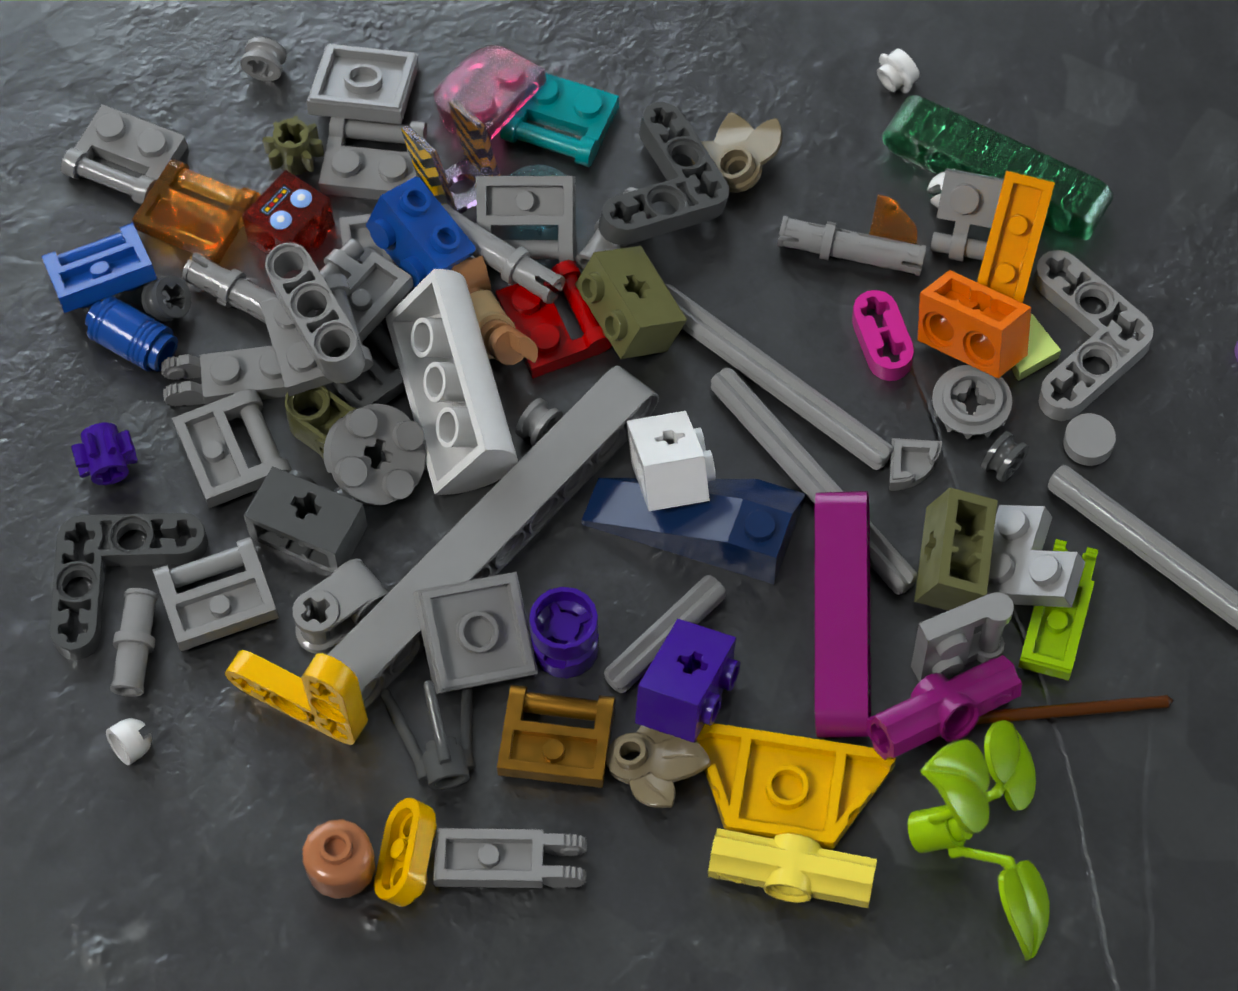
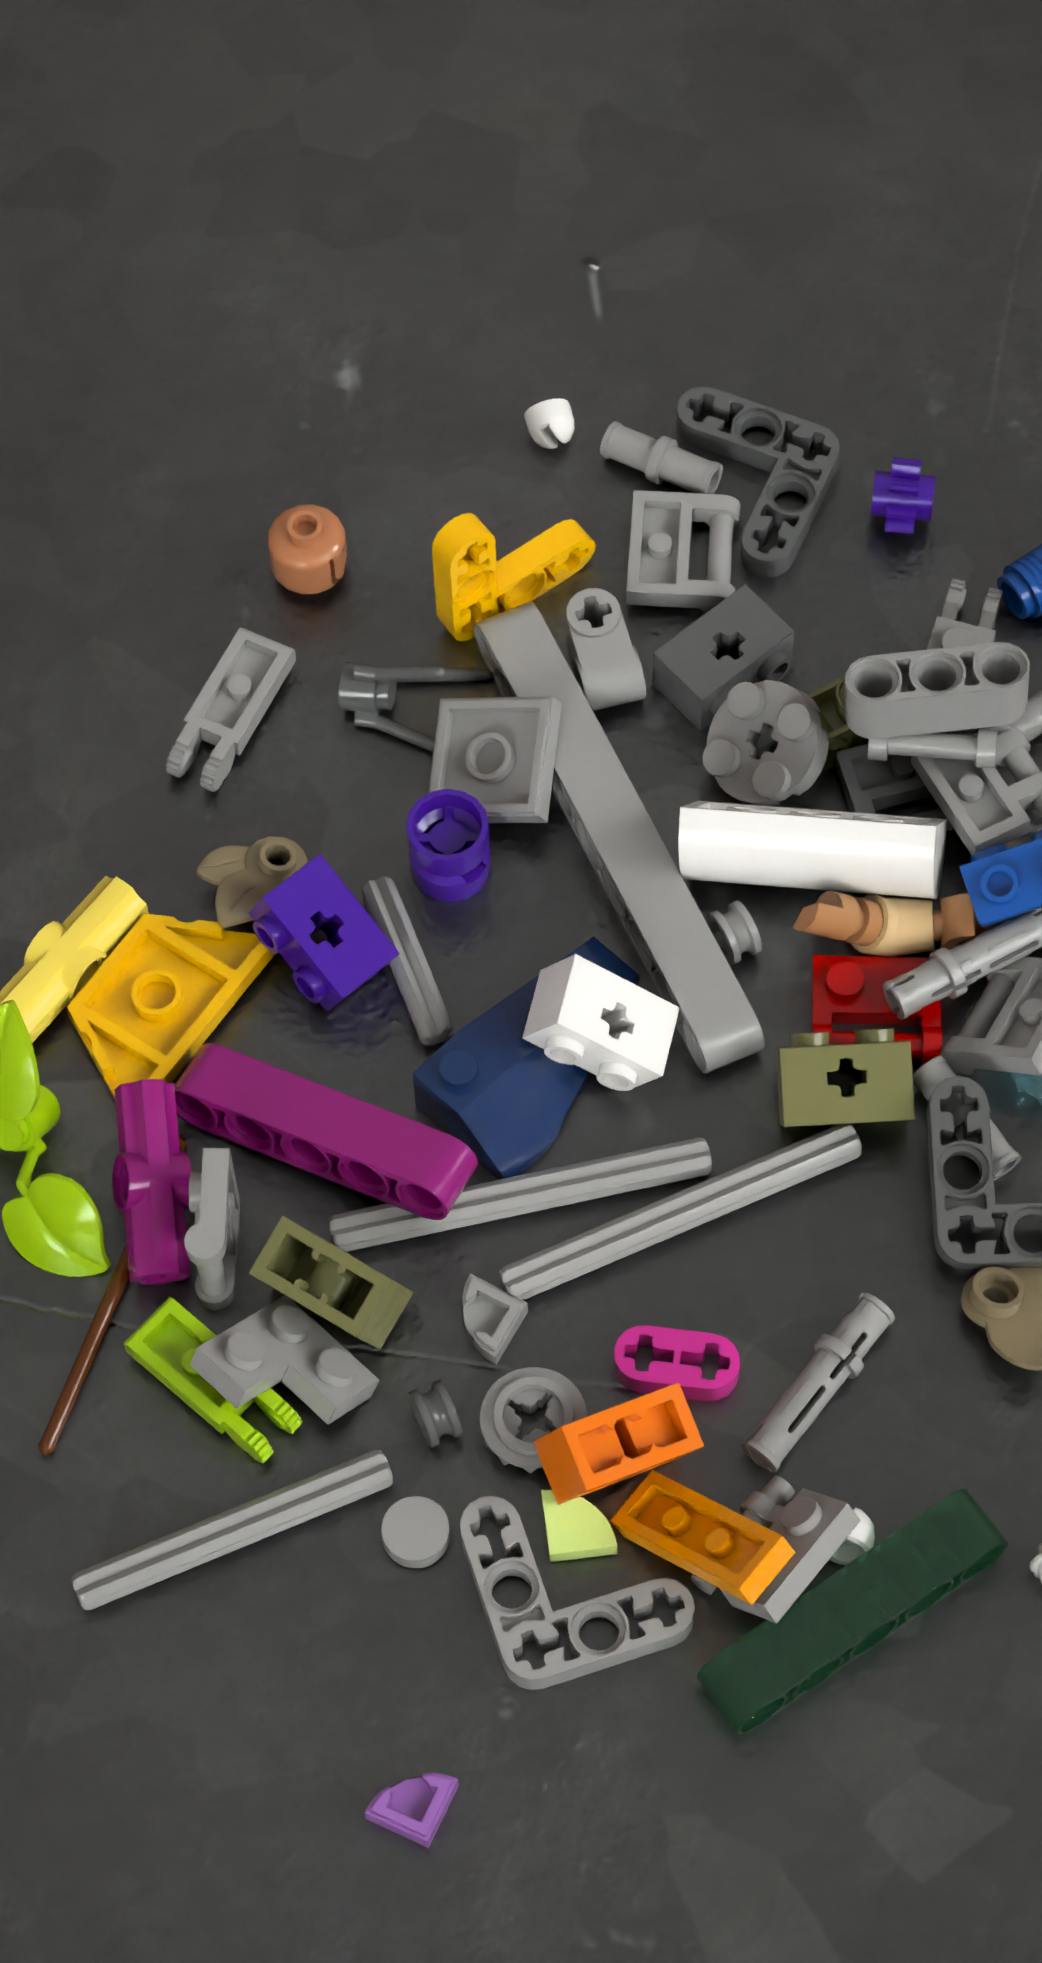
camera: 115 degrees right, 0 degrees up
(216, 453) = (853, 605): light grey plate -> none
(405, 852) = (274, 609): yellow plate -> none
(555, 750) = (326, 793): pearl gold plate -> none
(892, 222) = (833, 1453): clear orange tile -> none

